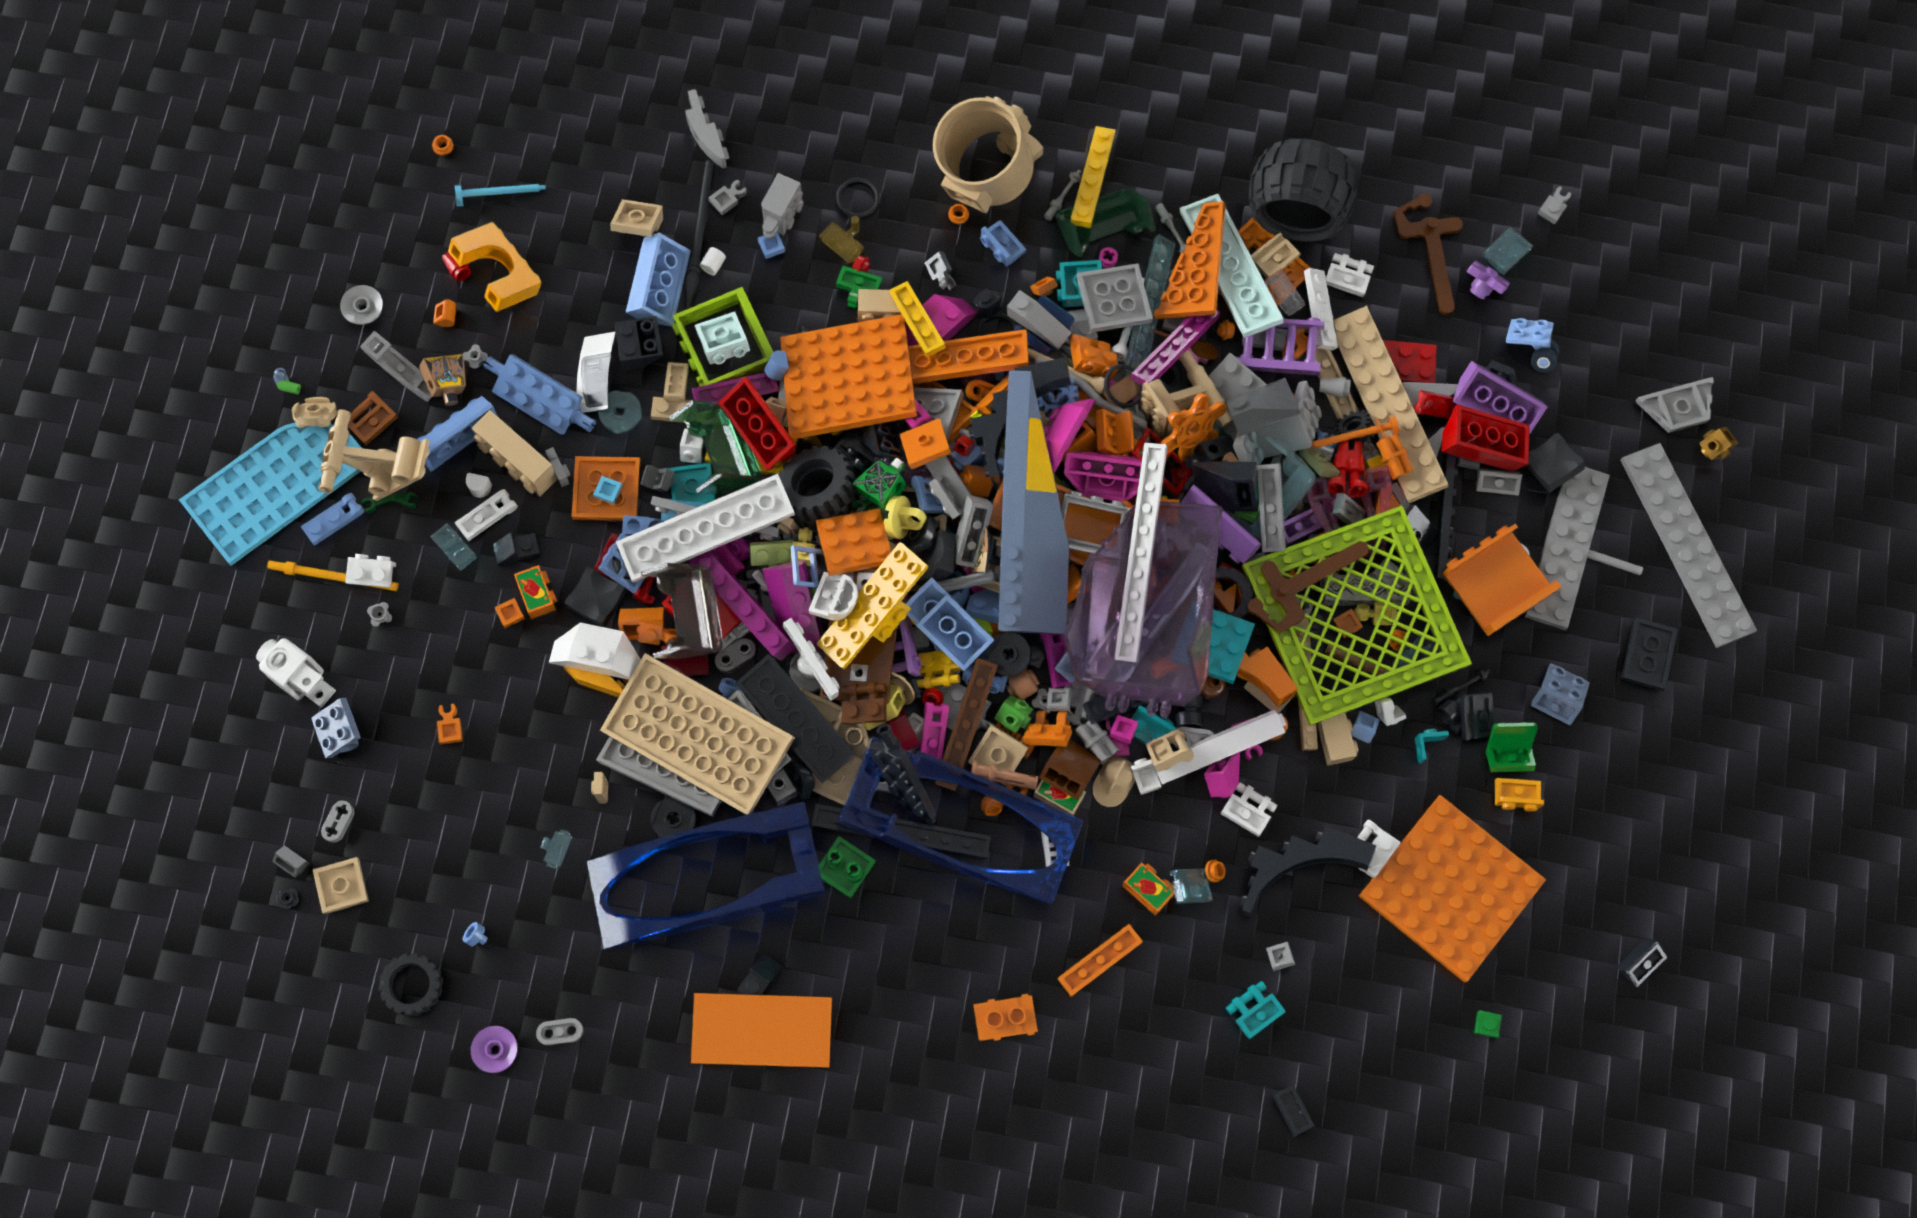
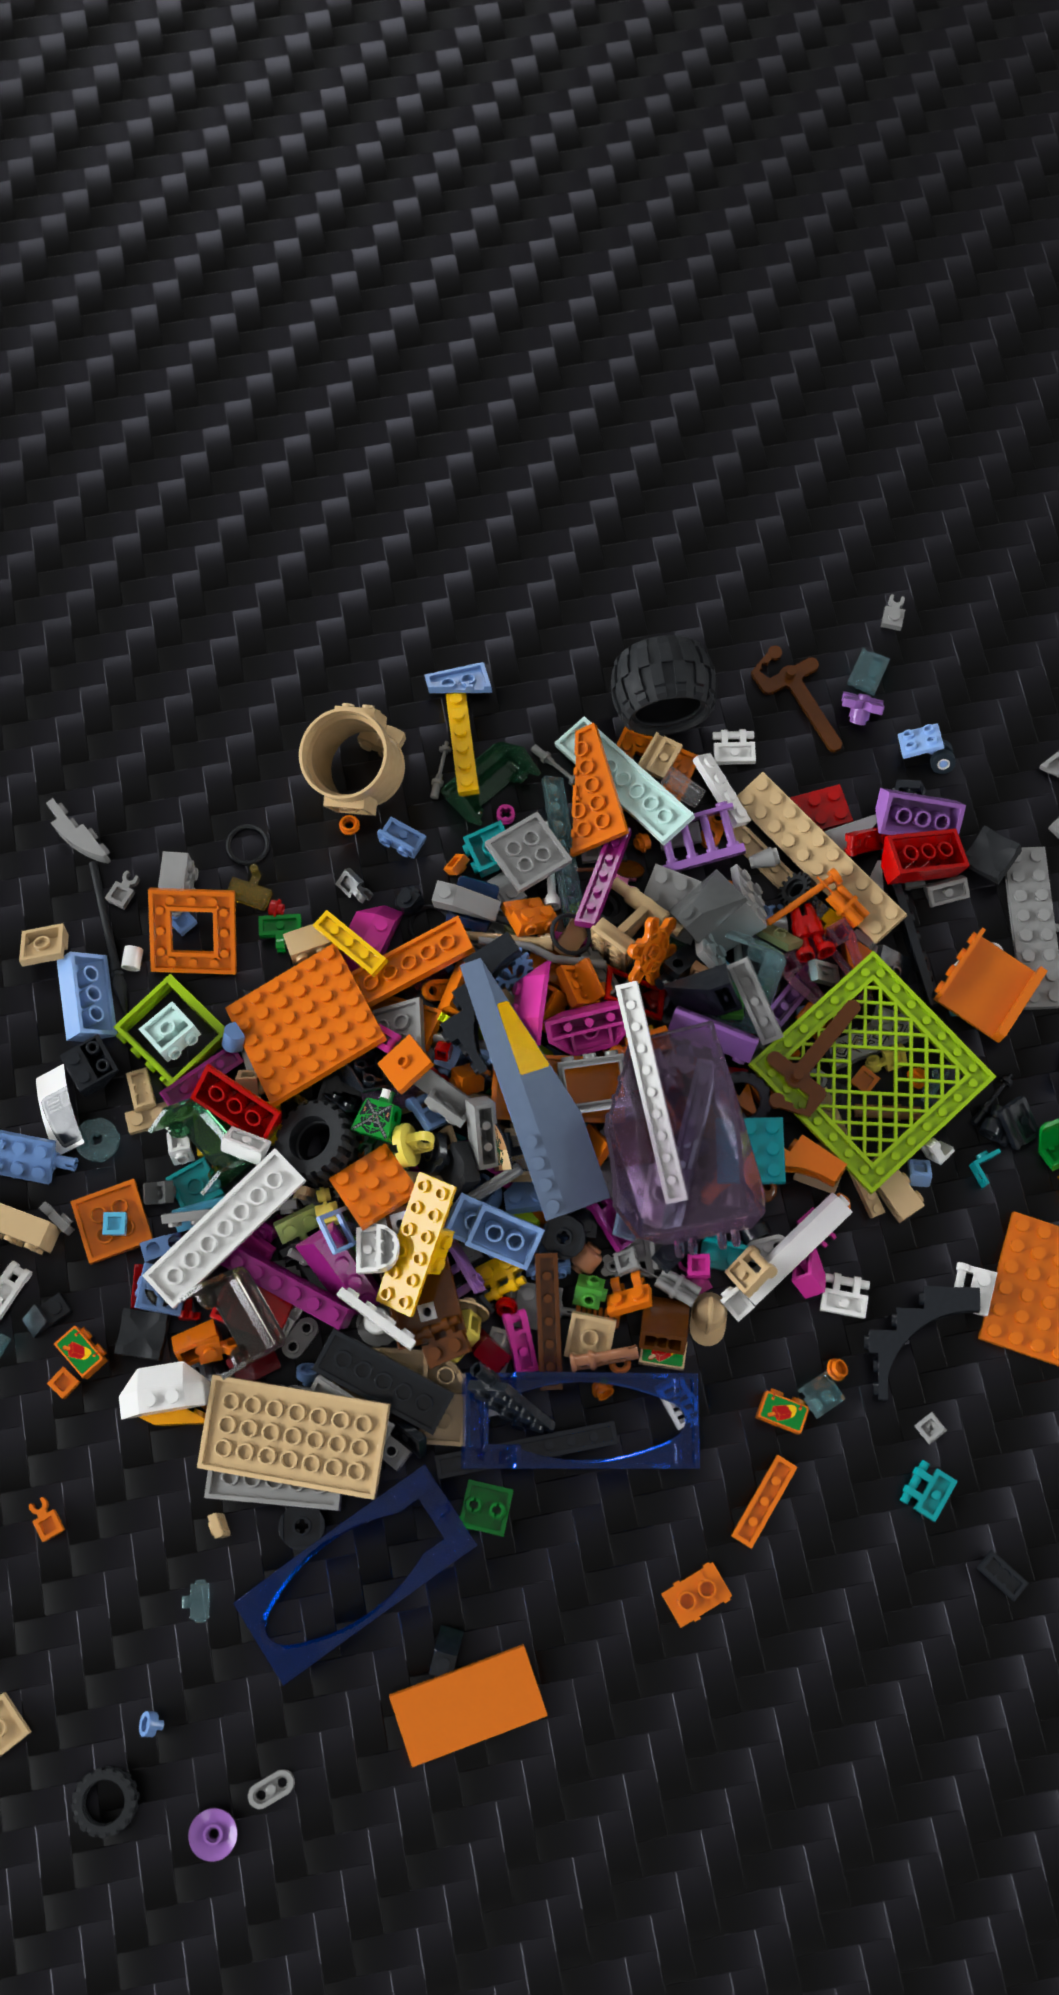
camera: 15 degrees left, 0 degrees up
(751, 463) = (245, 1145): none -> white slope
(813, 244) = (220, 903): none -> orange plate
(1114, 118) = (463, 679): none -> medium blue wing

